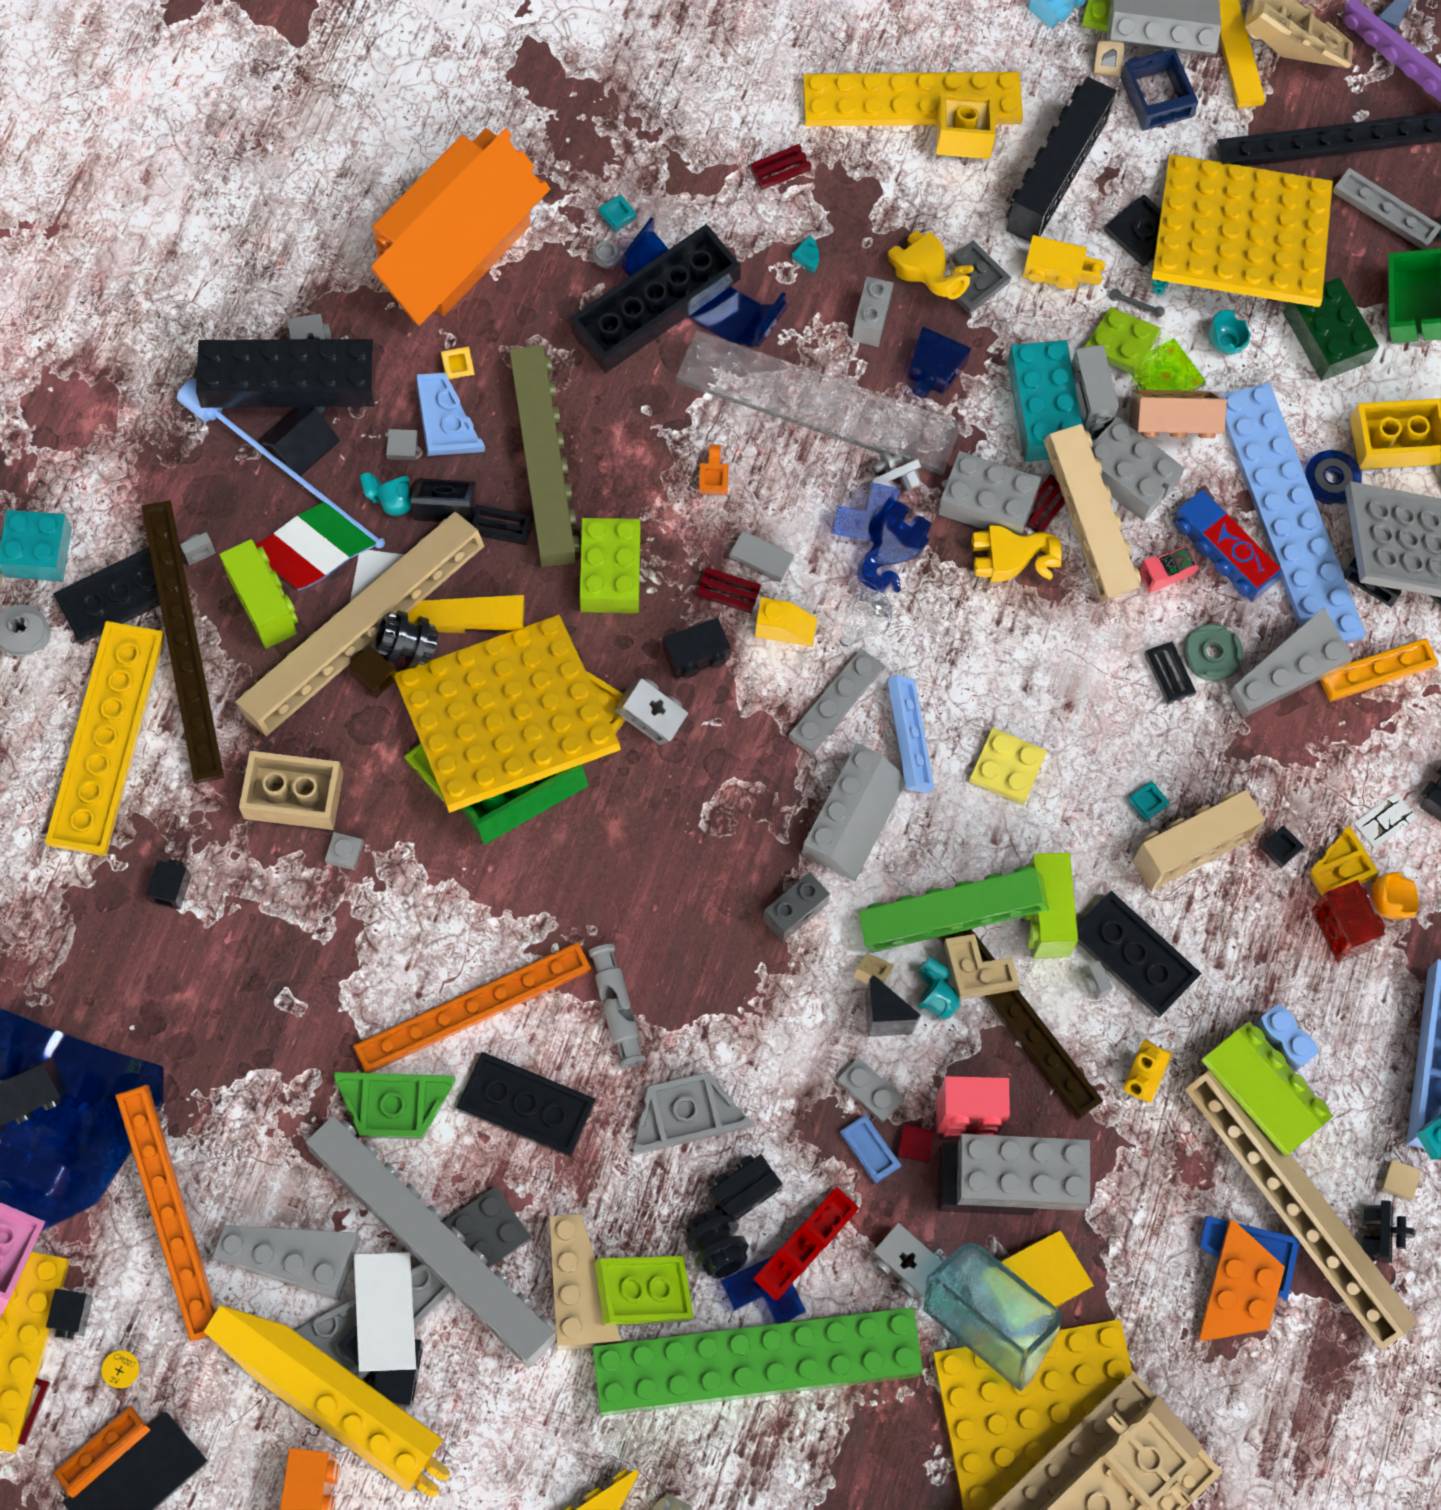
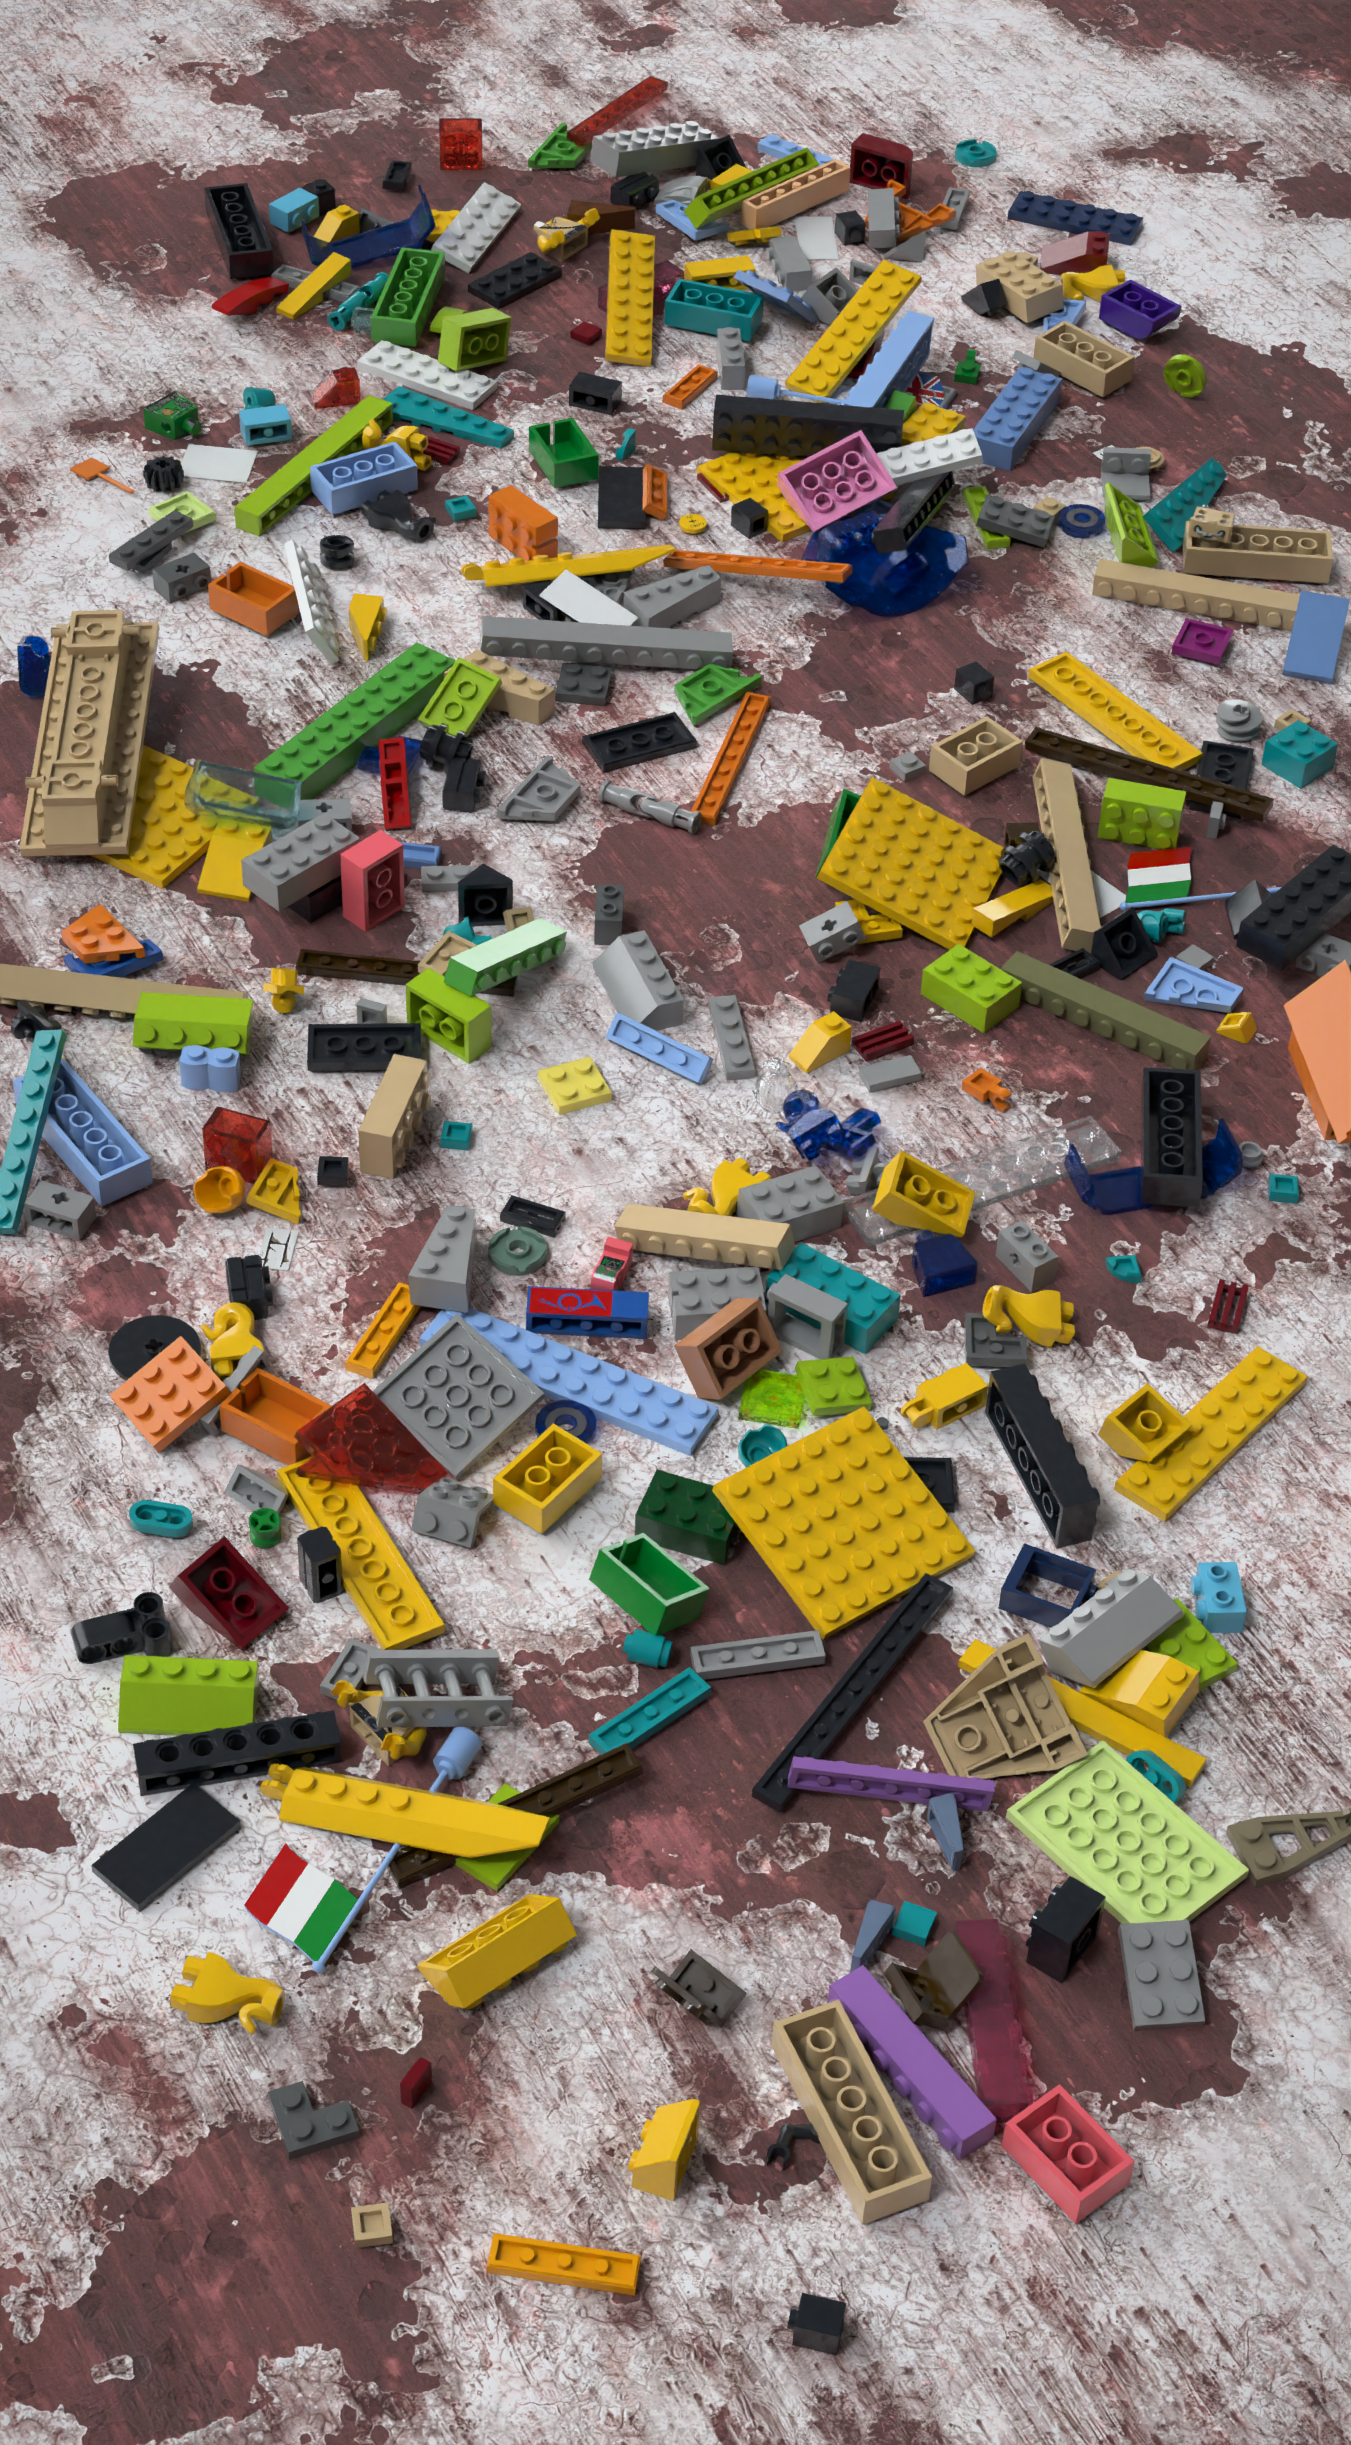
camera: 135 degrees right, 25 degrees down
(898, 407) = (922, 1197): none -> yellow slope

